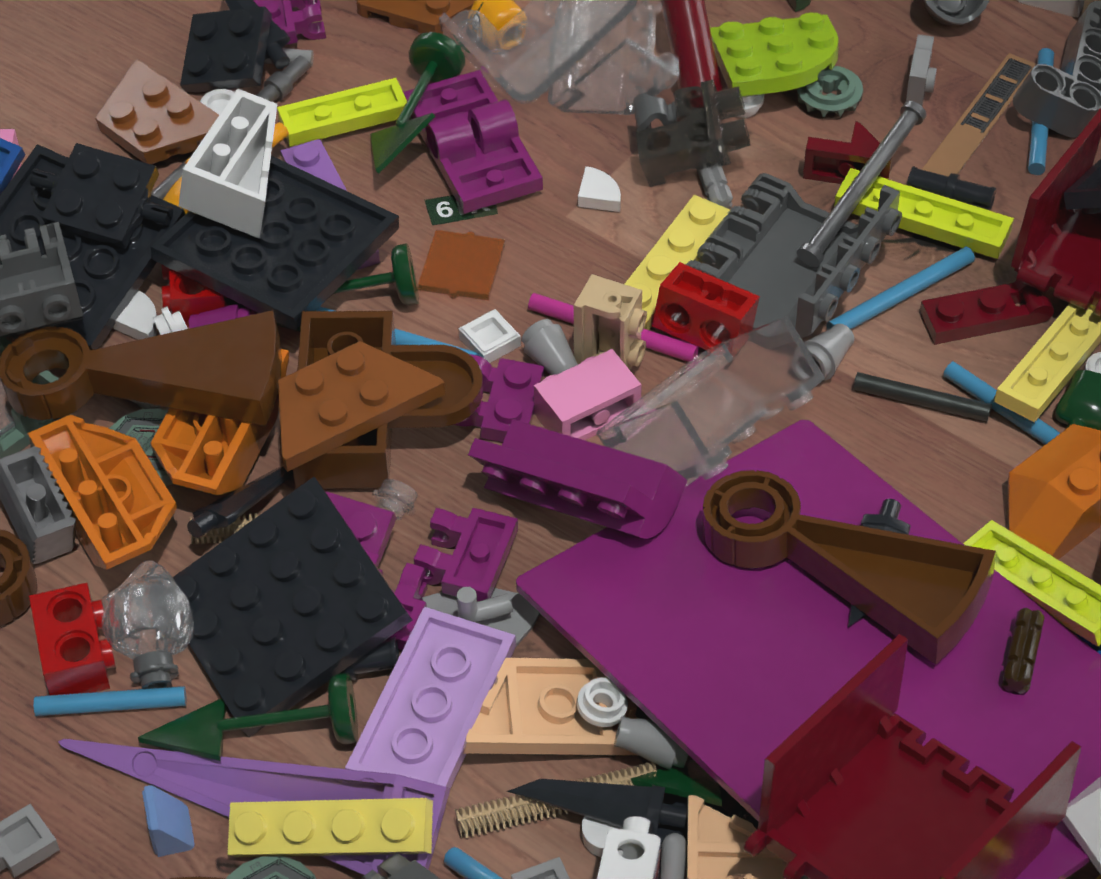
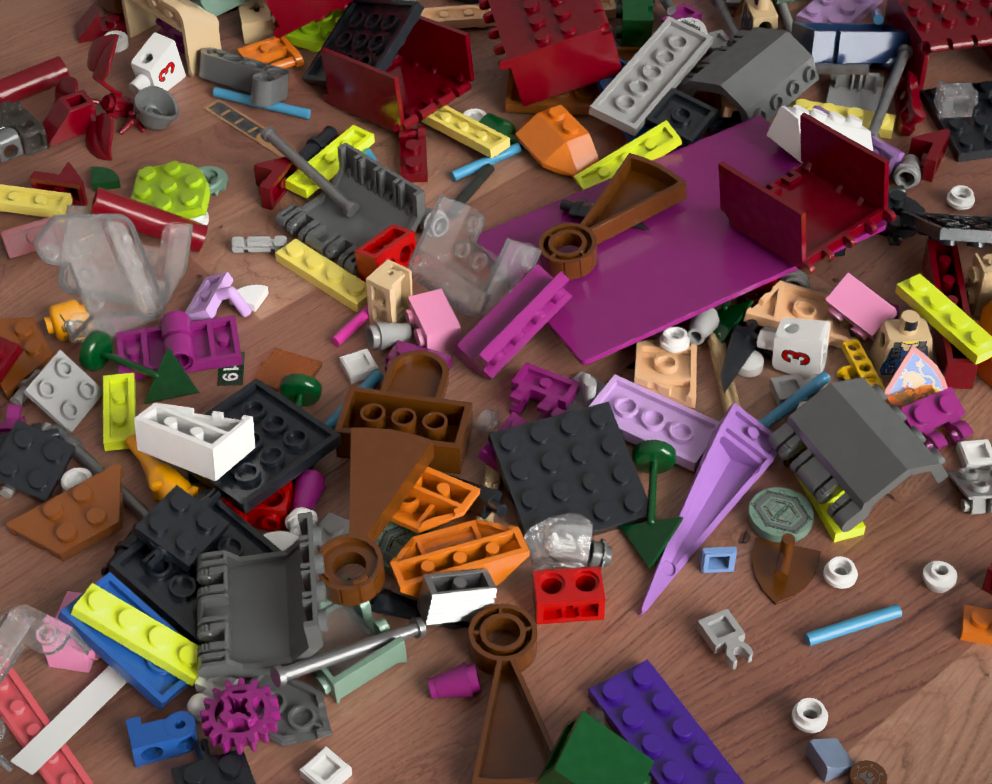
camera: 80 degrees left, 5 degrees down
(110, 701) = (614, 585): dark azure bar -> none
(330, 827) = (743, 469): light yellow plate -> none
(346, 399) = (426, 409): dark orange wing -> none
(353, 45) = (60, 391): none -> light grey plate
(570, 148) = (210, 295): none -> lavender plate
(691, 130) = (232, 228): clear smoke hips -> none
(921, 75) = (215, 139): light grey plate -> none
(1023, 650) = (684, 167): dark brown axle -> none

